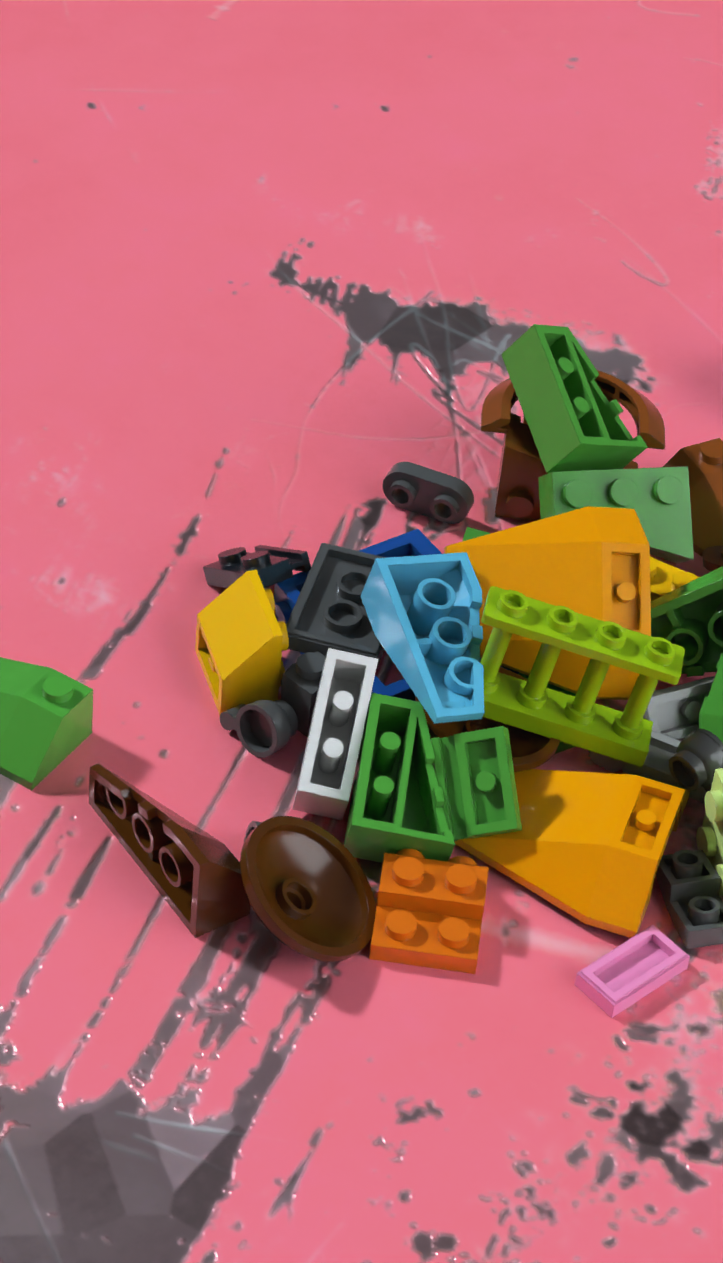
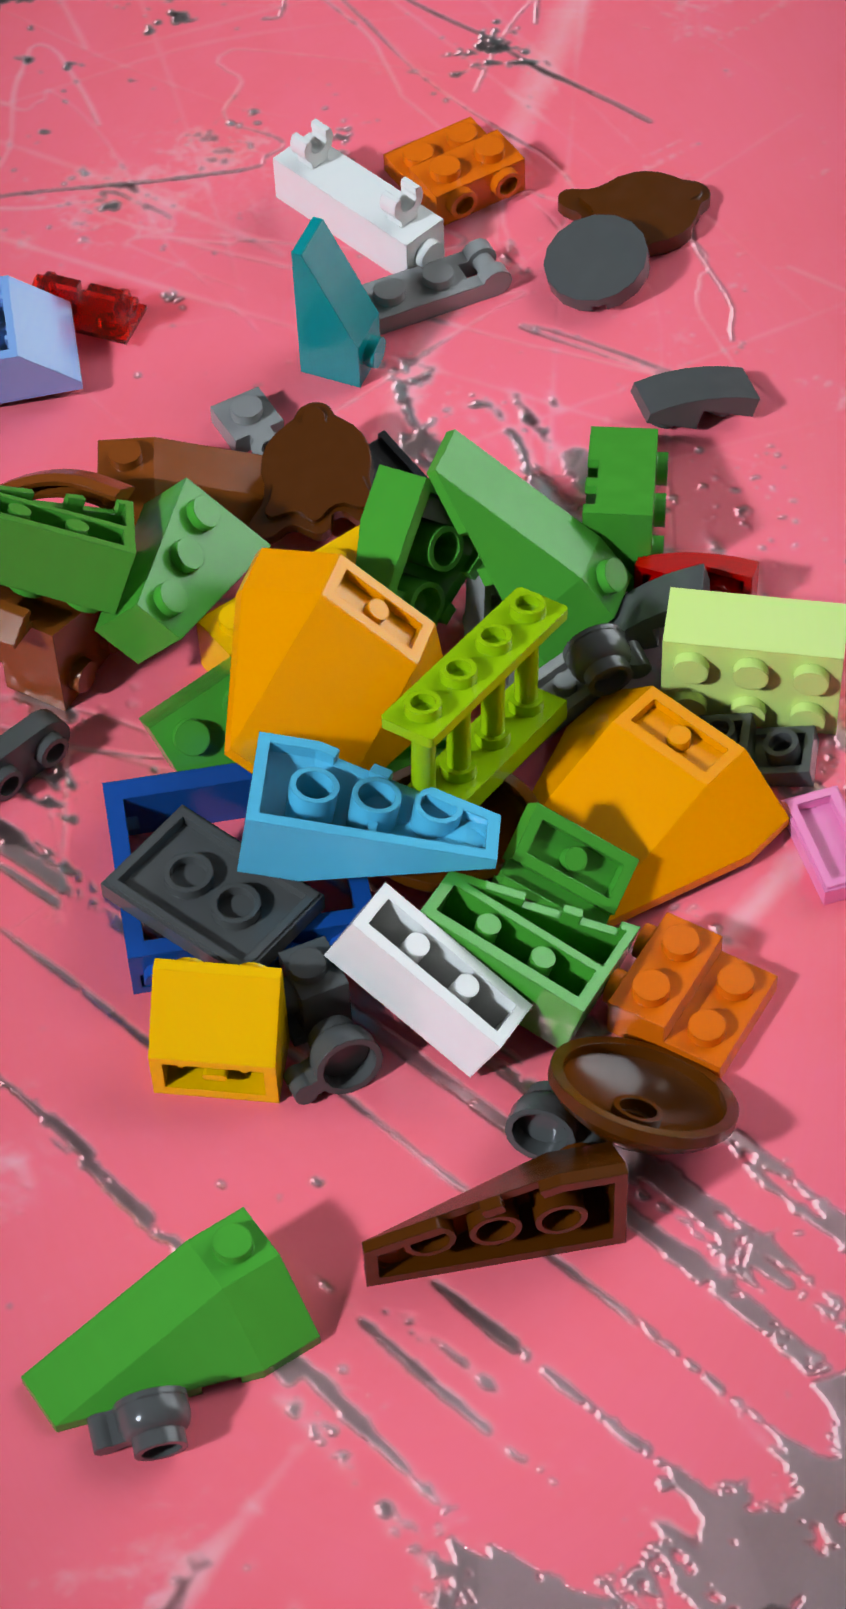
camera: 60 degrees left, 10 degrees up
(271, 563) = (79, 973): black plate -> none

